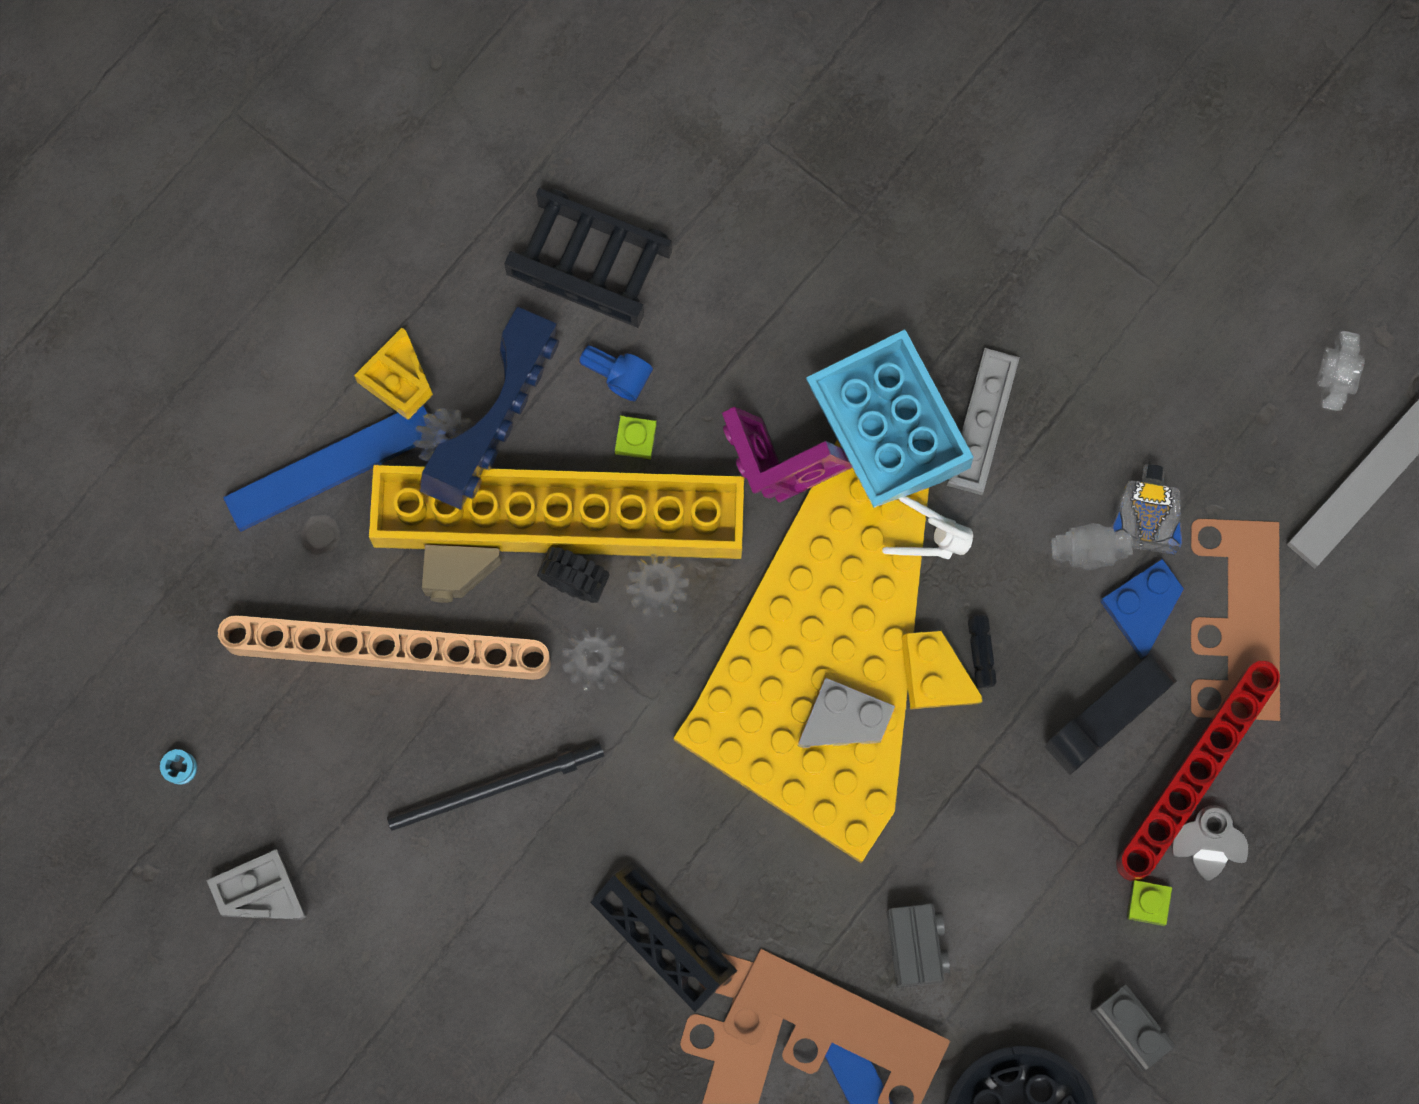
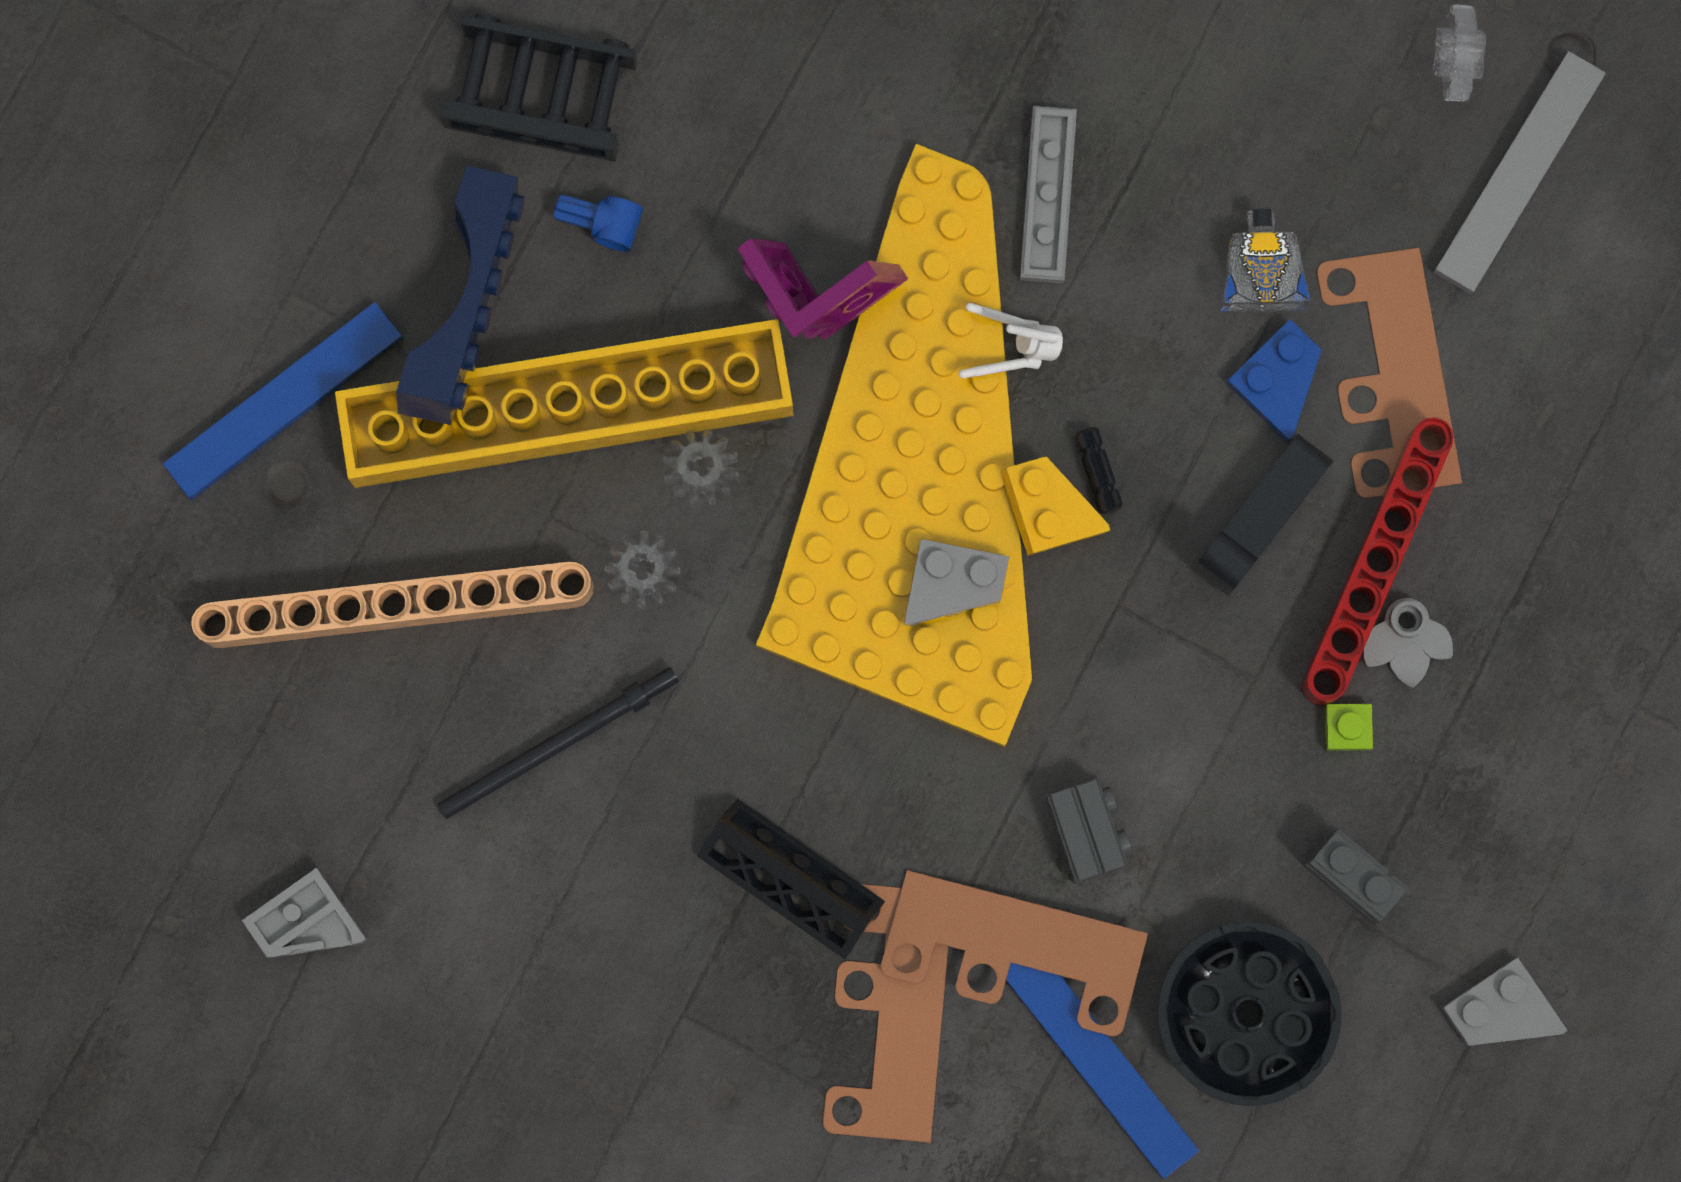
camera: 10 degrees left, 5 degrees up
(174, 756) = (172, 782): medium azure bush -> none
(396, 376) = (339, 277): yellow wing -> none
(436, 427) = (399, 334): clear gear -> none
(456, 570) = (458, 496): dark tan slope -> none
(573, 574) = (599, 475): black tyre -> none
(635, 437) = (639, 295): lime plate -> none
(890, 420) = (938, 217): medium azure slope -> none
(1091, 546) = (1204, 321): clear gear -> none

